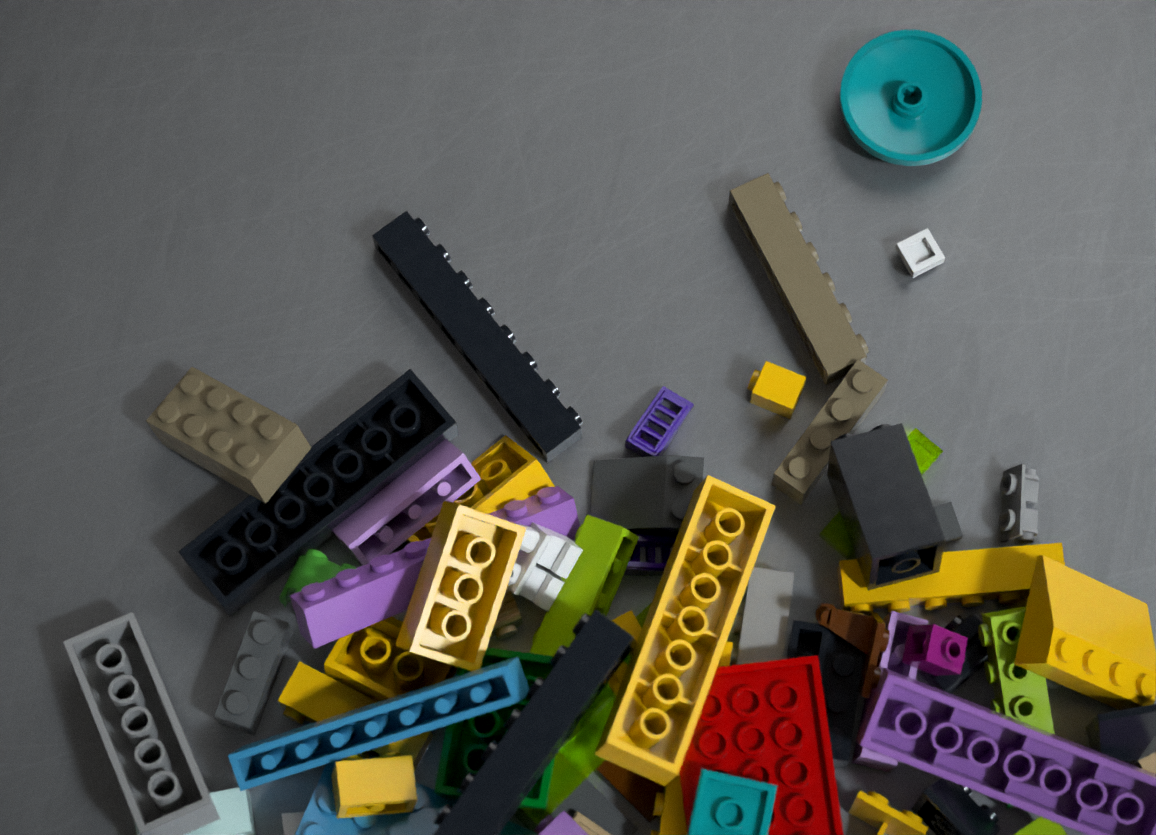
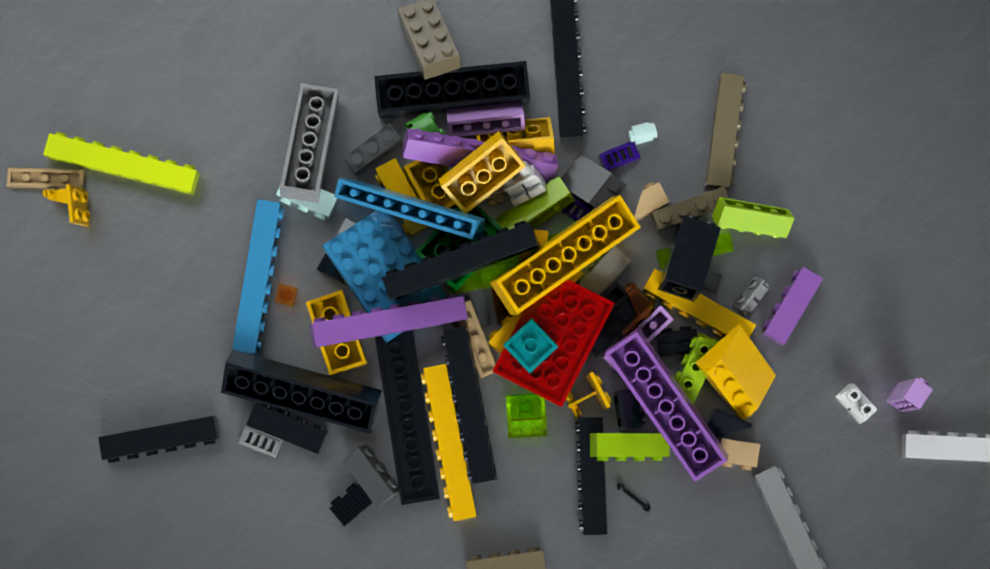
camera: 30 degrees right, 10 degrees up
(374, 785) = (390, 232): yellow brick -> none
(671, 363) = (642, 133): none -> light aqua brick
(757, 457) = (650, 200): none -> tan slope
(776, 389) = (680, 175): yellow brick -> none
(910, 97) = (832, 83): teal dish -> none
(920, 252) = (787, 156): white plate -> none
(934, 650) = (666, 334): magenta brick -> none
(937, 378) = (752, 217): none -> lime brick
(1094, 477) = (792, 305): none -> medium lavender brick

